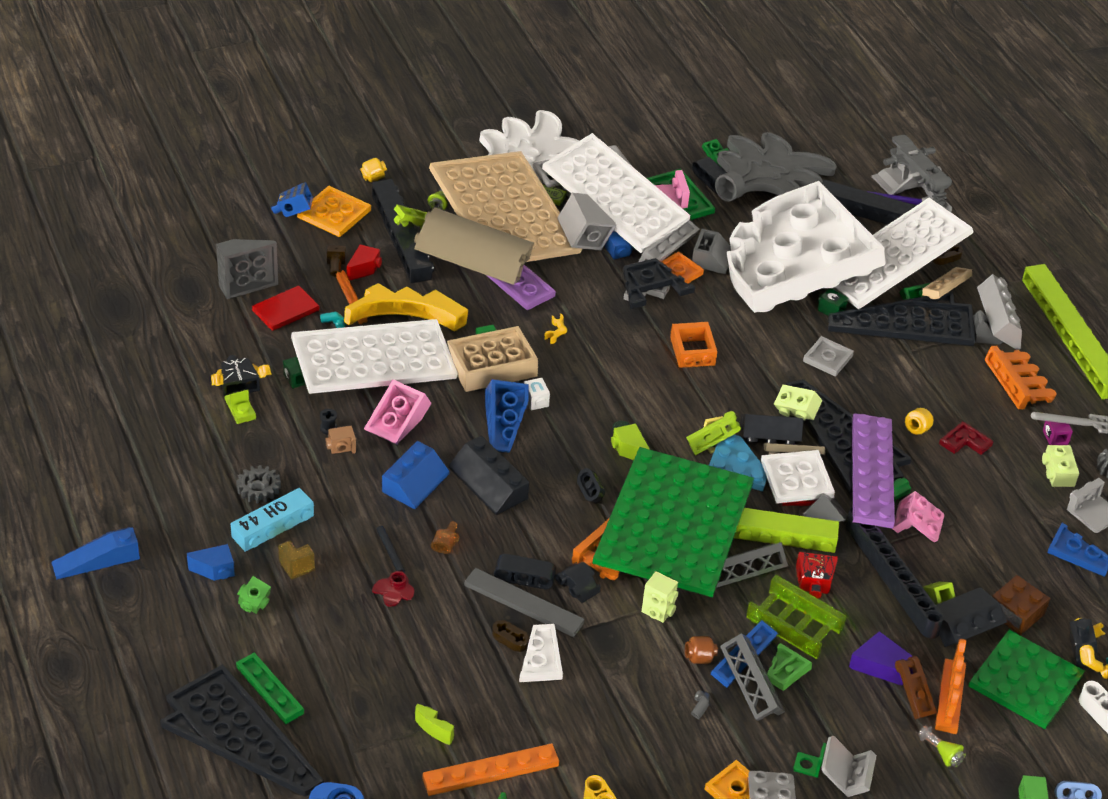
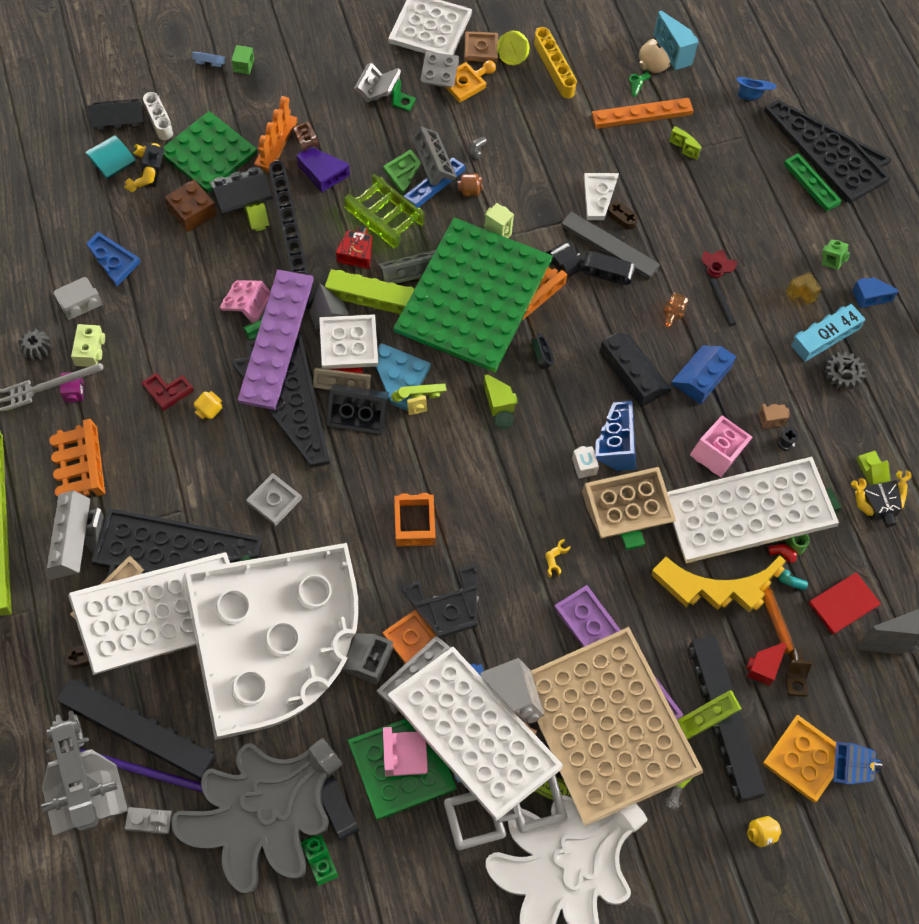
camera: 175 degrees left, 20 degrees up
(473, 245) = (648, 651): dark tan cylinder -> none
(798, 402) = (326, 423): yellowish green brick -> none
(851, 169) = (148, 820): none -> light grey hinge
(950, 752) = (294, 94): piece -> none

